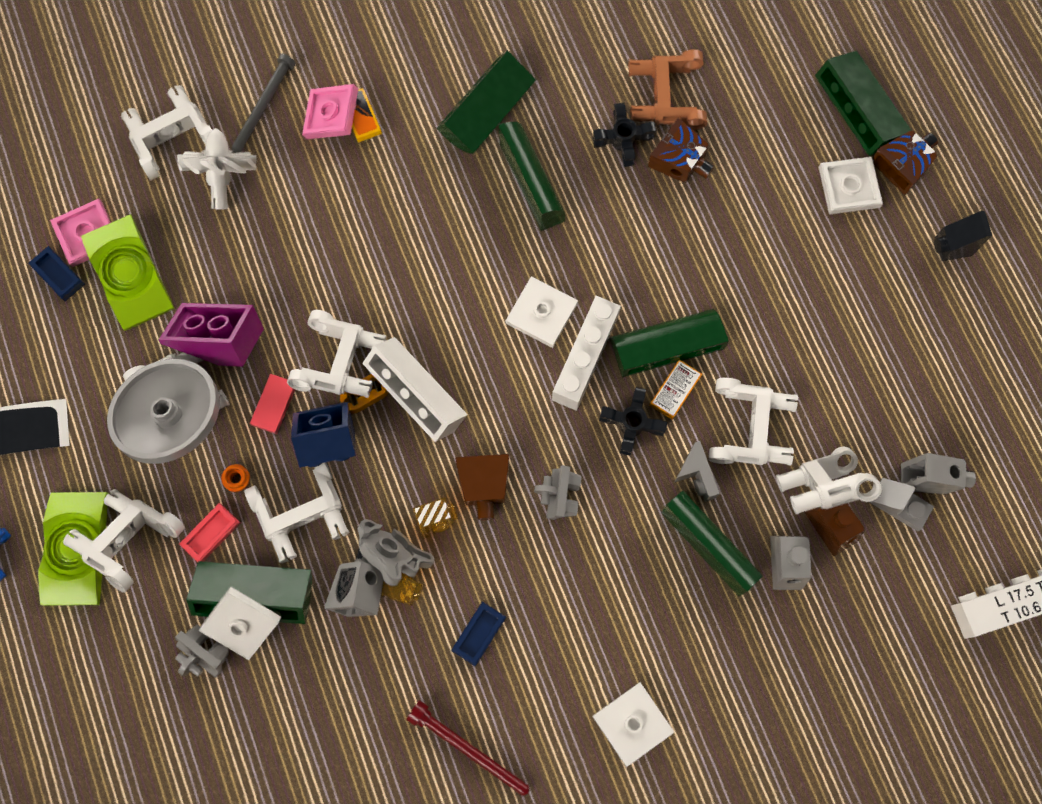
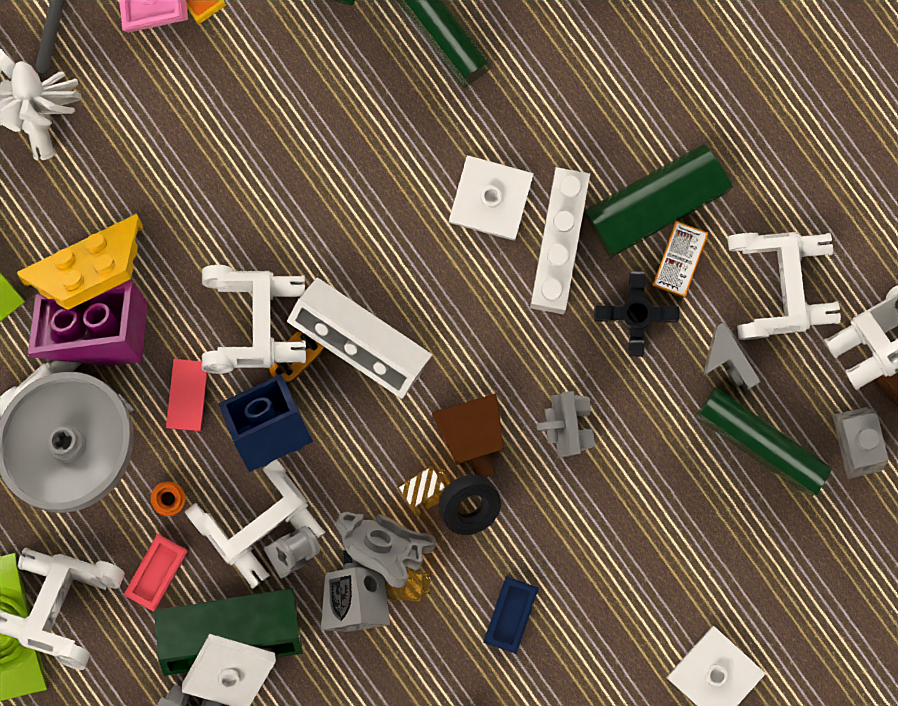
camera: 15 degrees left, 10 degrees up
(225, 290) = (87, 266): none -> yellow wing
(318, 540) = (292, 551): none -> light grey piece
(464, 521) = (458, 491): none -> black tyre

